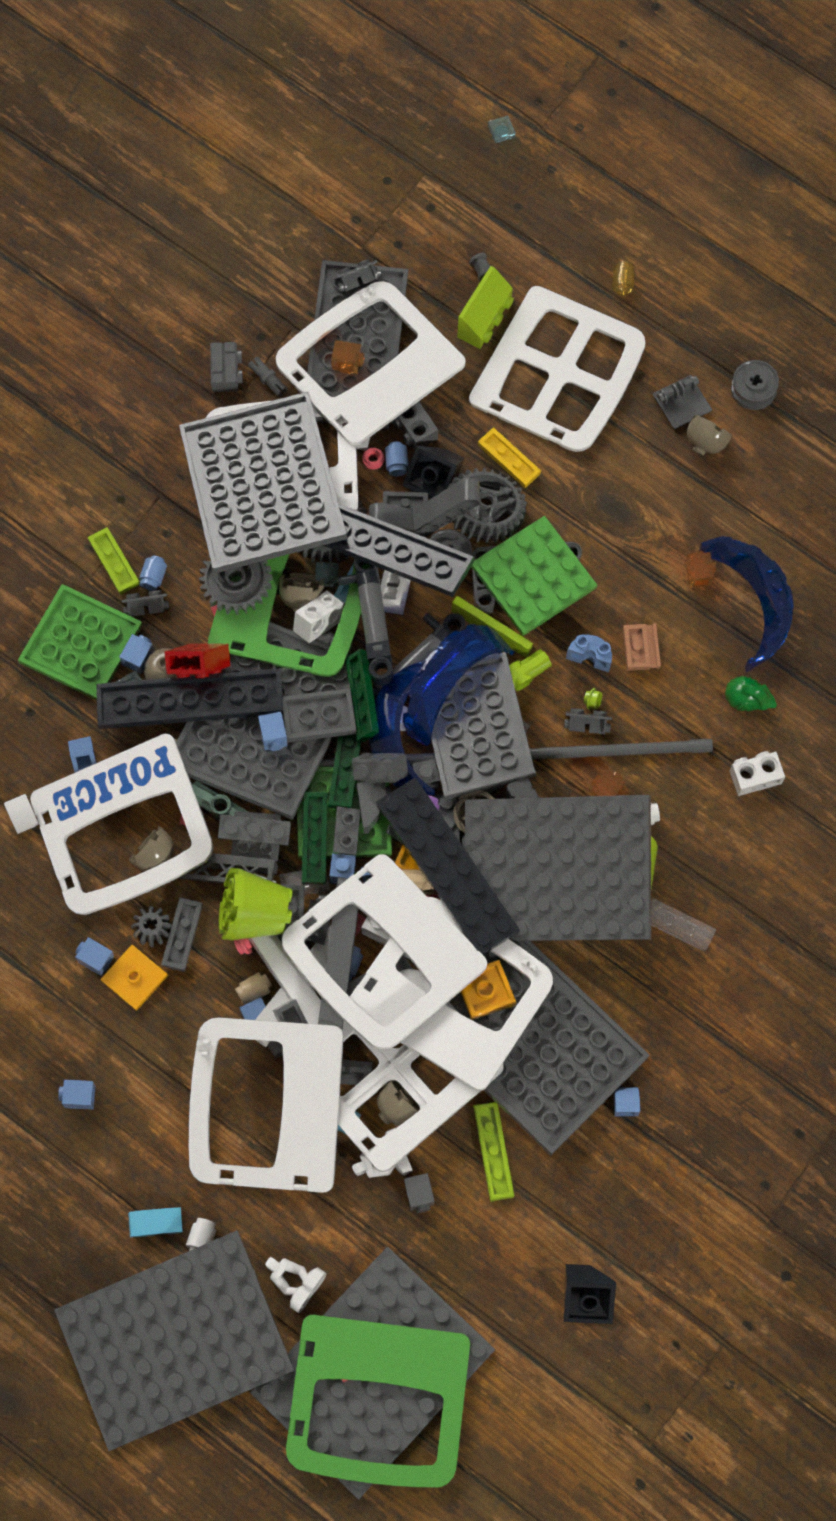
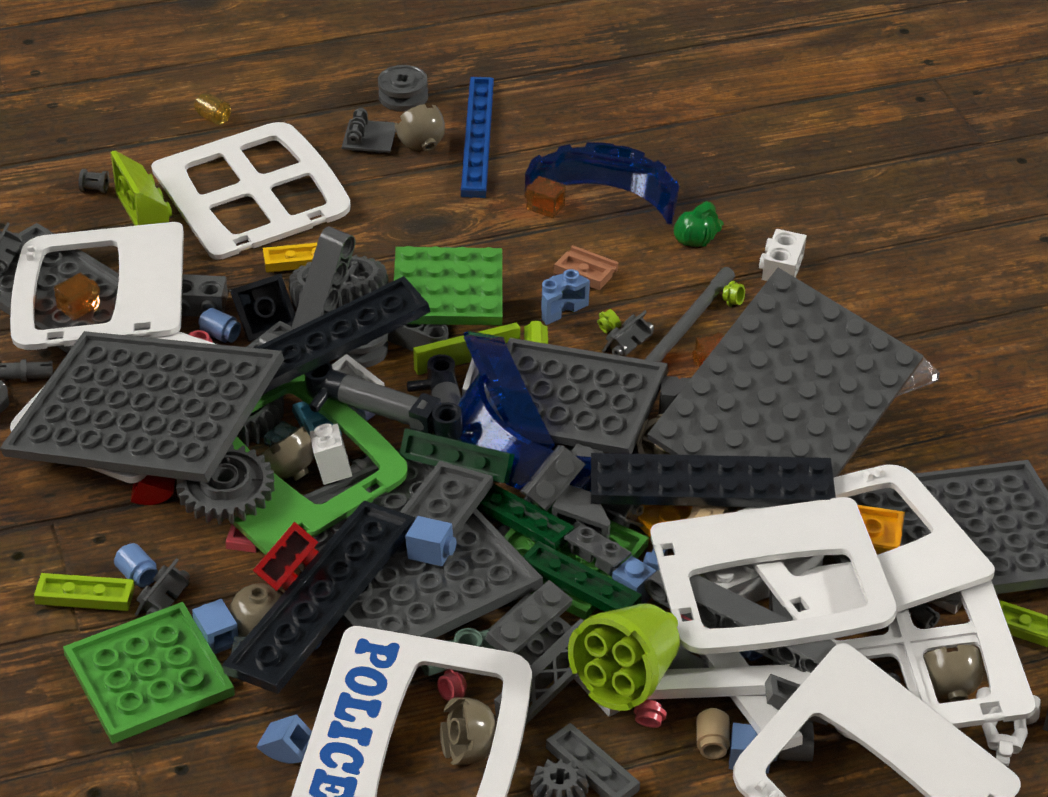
camera: 55 degrees left, 30 degrees down
(689, 763) = (734, 293): none -> lime plate
(743, 473) = (477, 138): none -> blue tile

